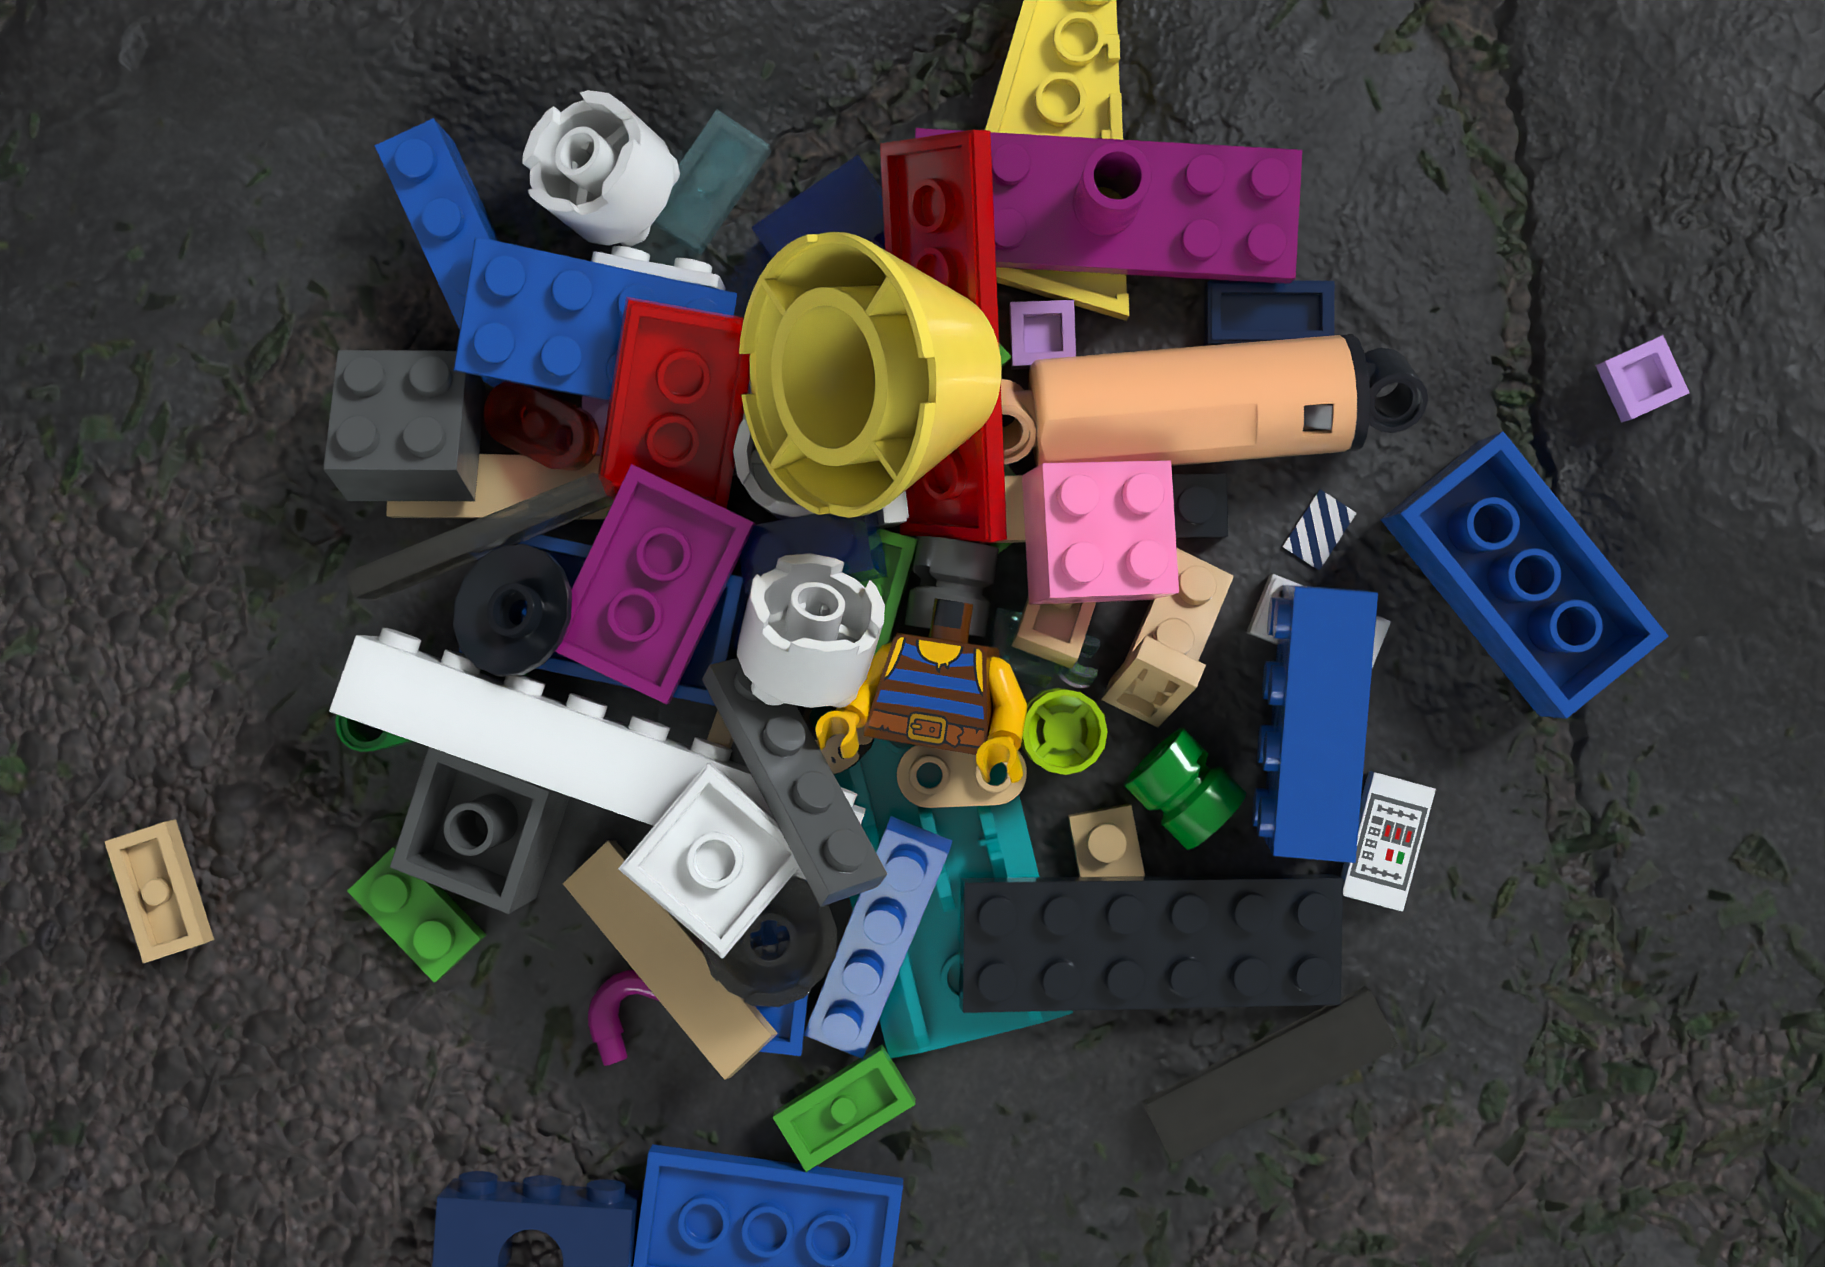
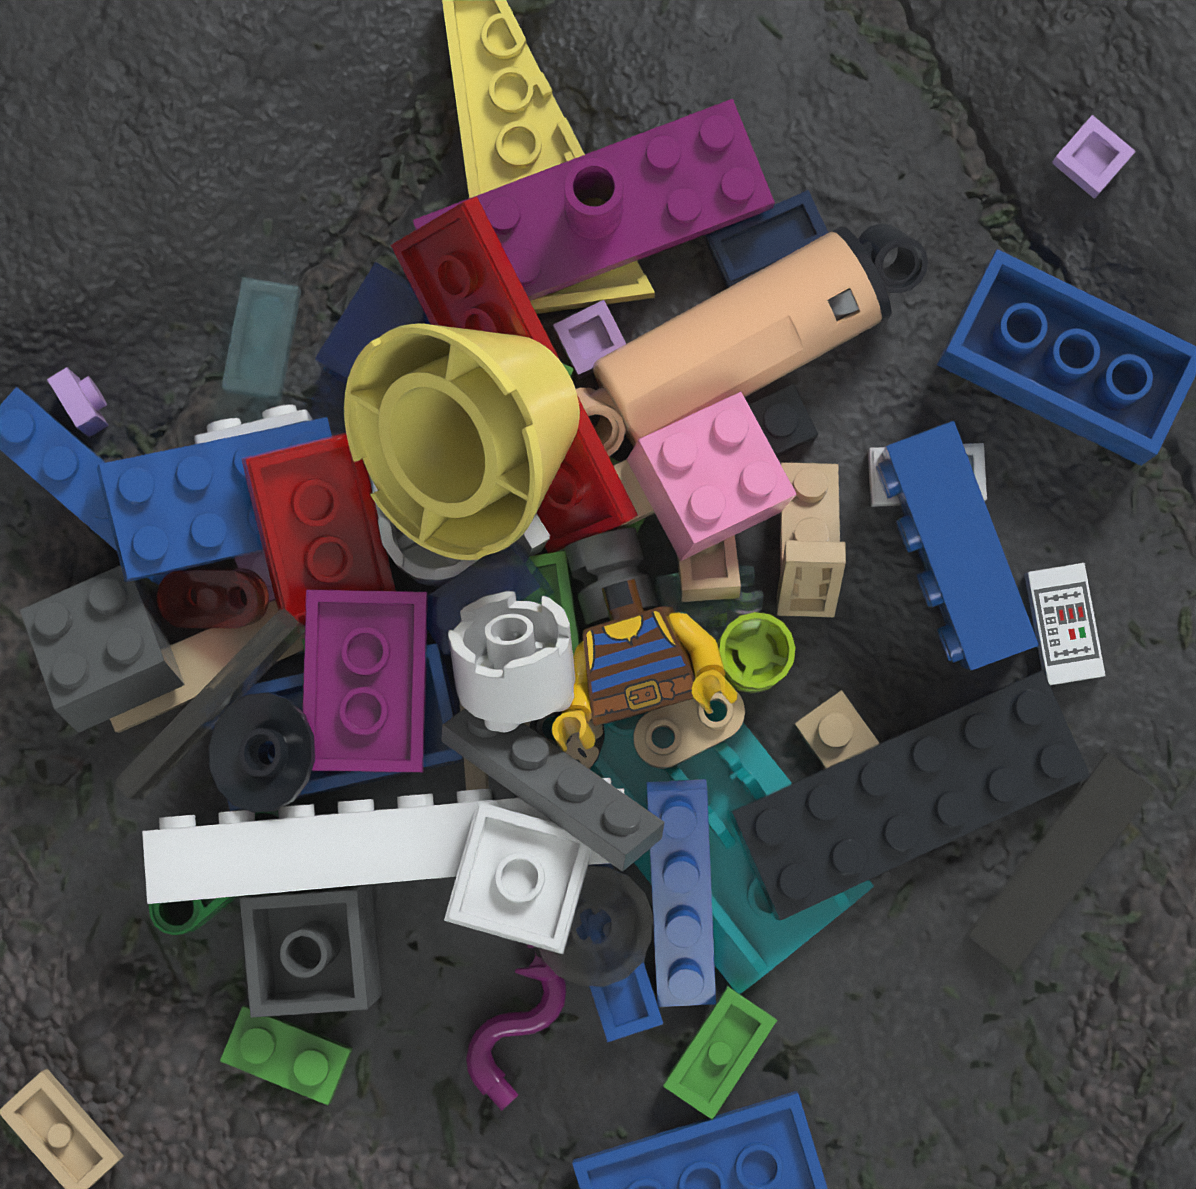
camera: 25 degrees left, 5 degrees down
(496, 162) = (80, 400): none -> lavender plate
(600, 169) = (170, 368): white brick -> none
(669, 962) = (517, 991): tan tile -> none
(1188, 792) = (878, 655): green wheel -> none
(1319, 529) = (891, 395): sticker -> none

